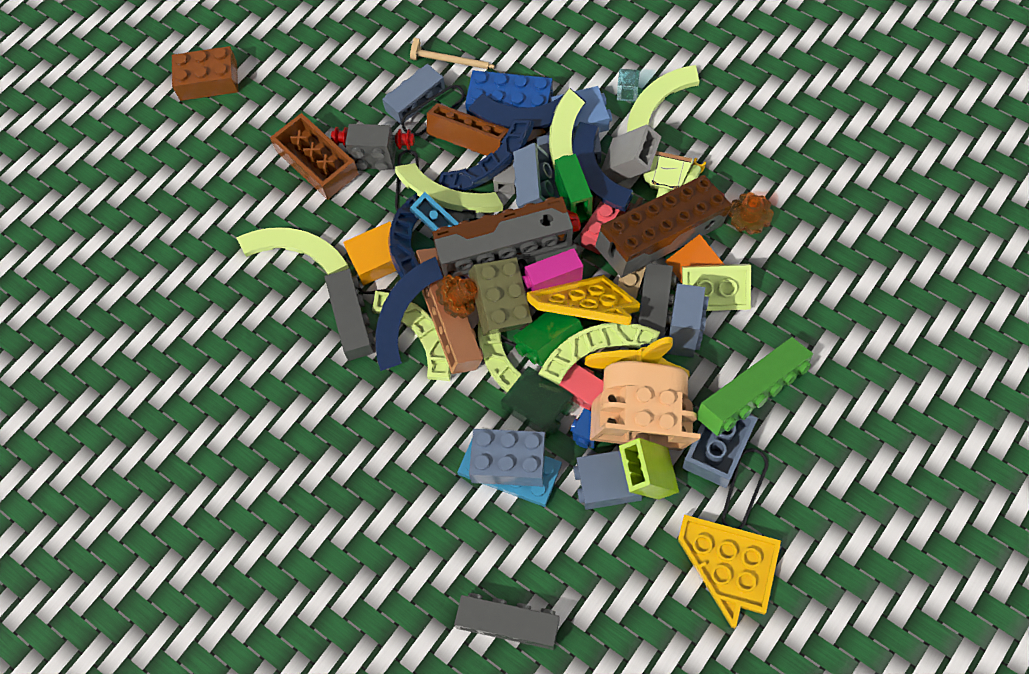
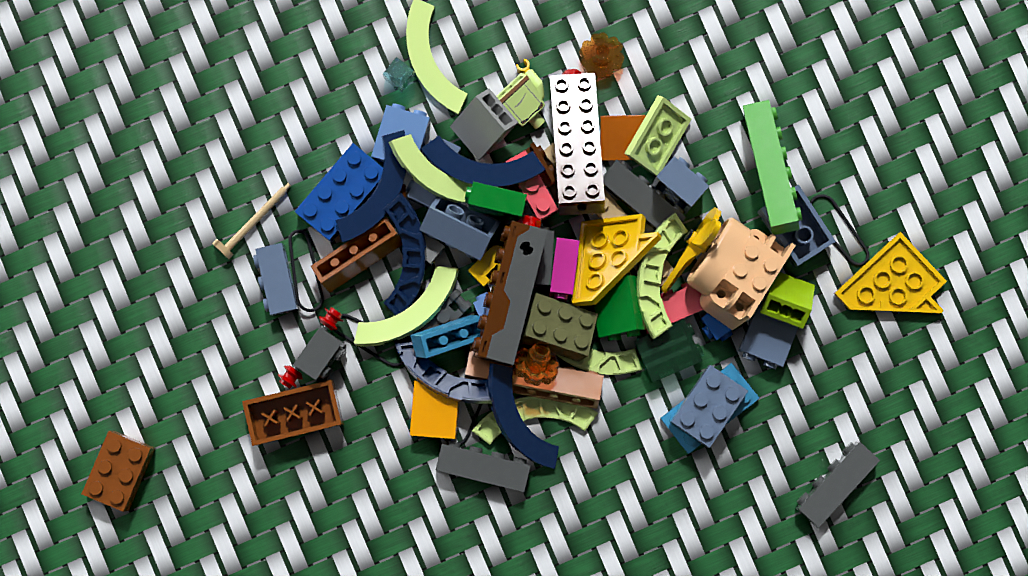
camera: 65 degrees left, 20 degrees up
(296, 241) = (371, 476): yellowish green tile -> none

